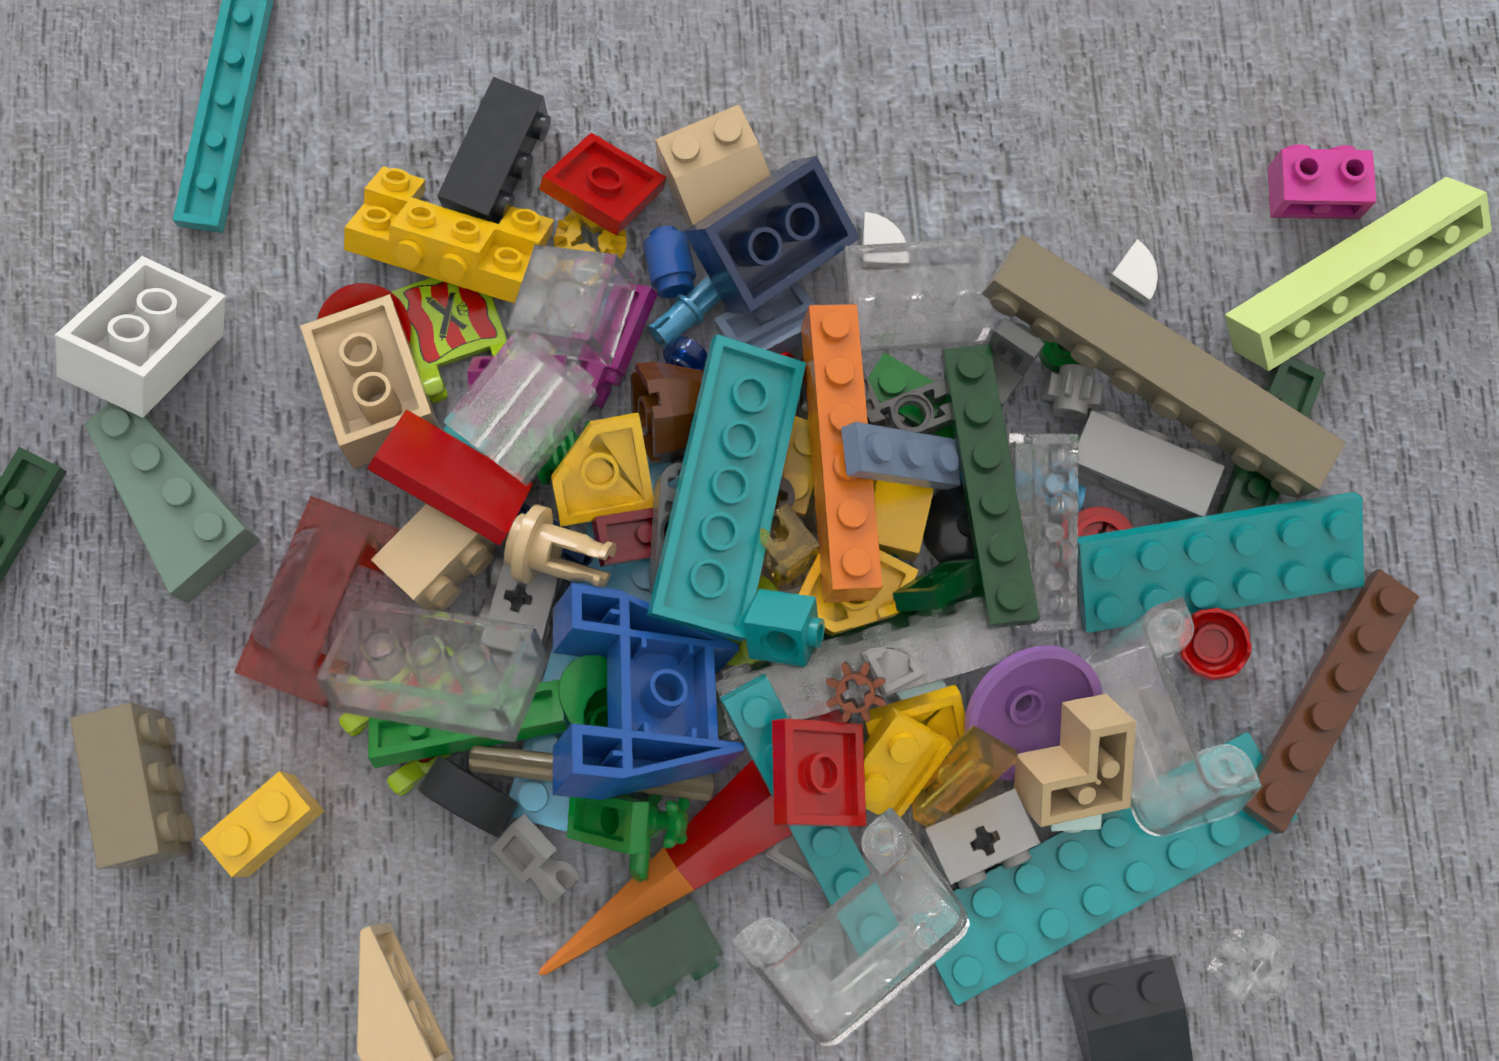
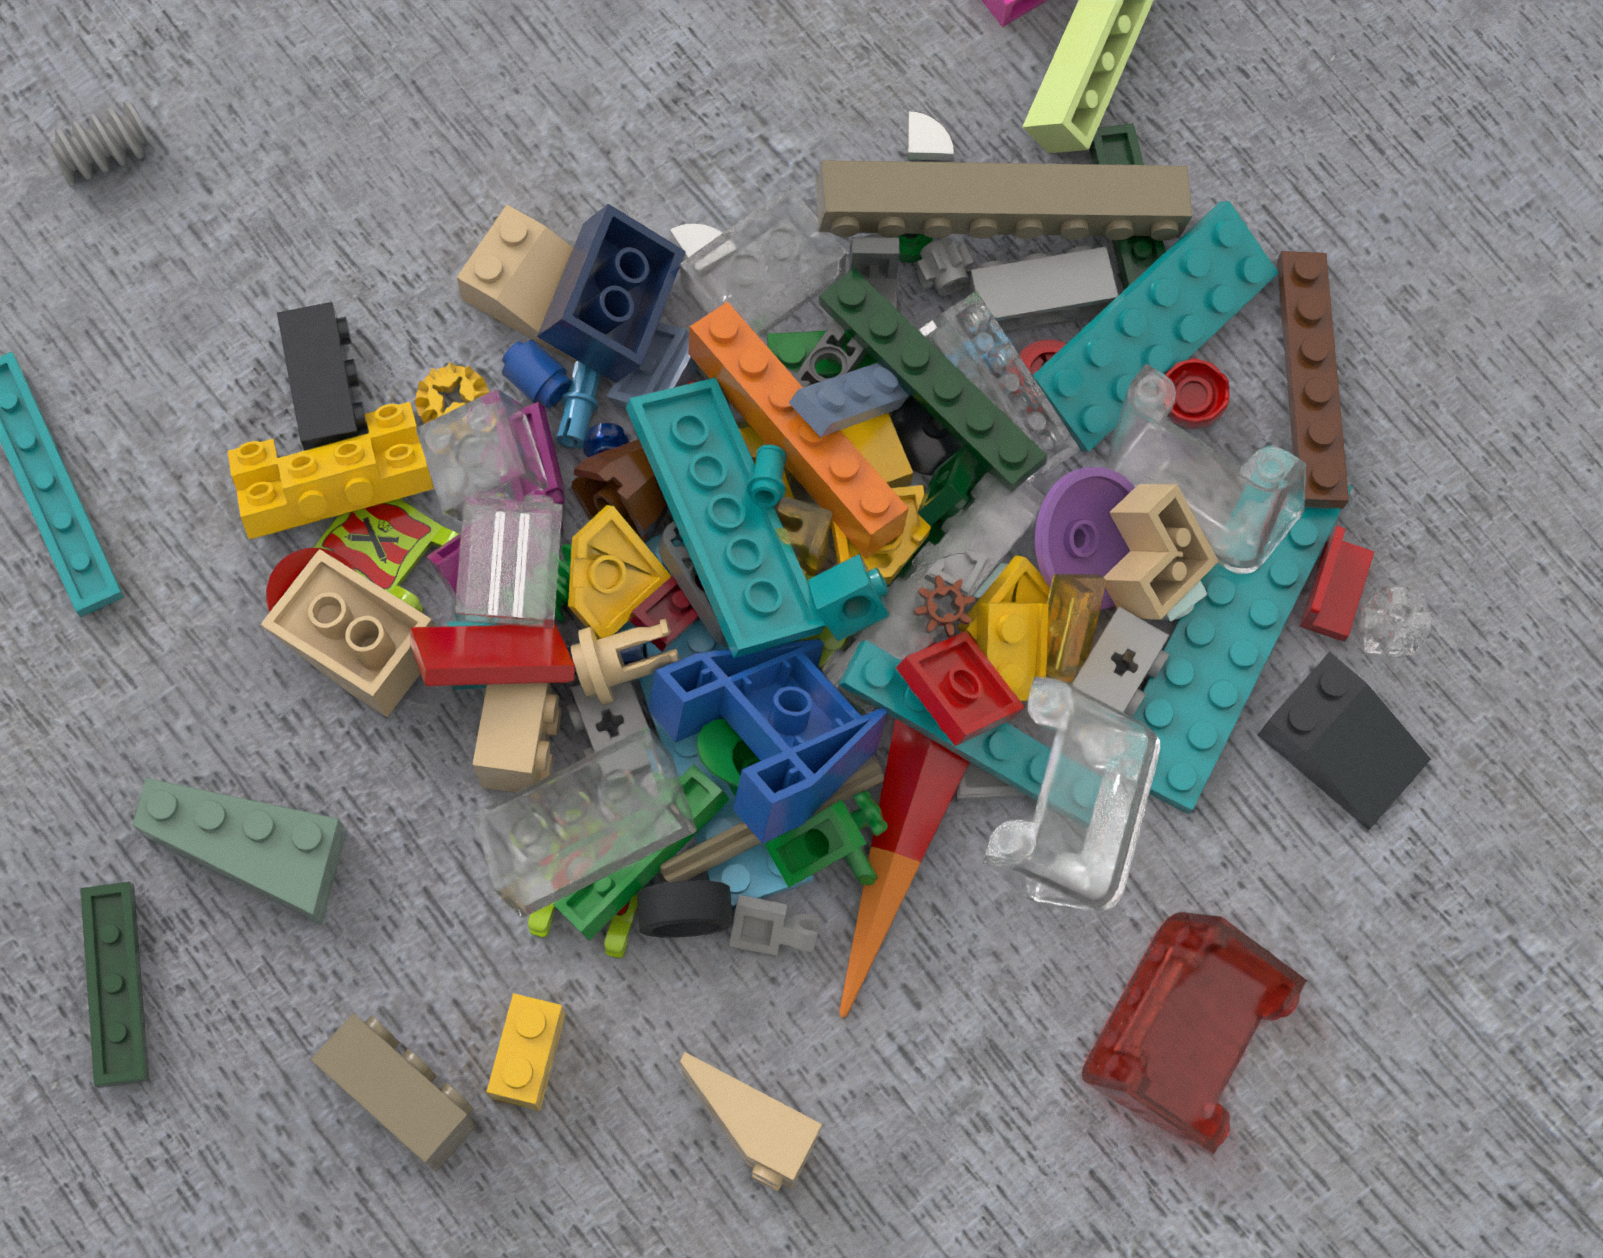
camera: 35 degrees left, 5 degrees down
(140, 336) = (130, 719): white brick -> none
(307, 596) = (435, 846): clear red windscreen -> none
(603, 183) = (434, 343): red plate -> none
(666, 953) = (933, 926): clear green brick -> none
(778, 485) = (767, 485): none -> teal pin
(1221, 896) = (1337, 587): none -> red panel

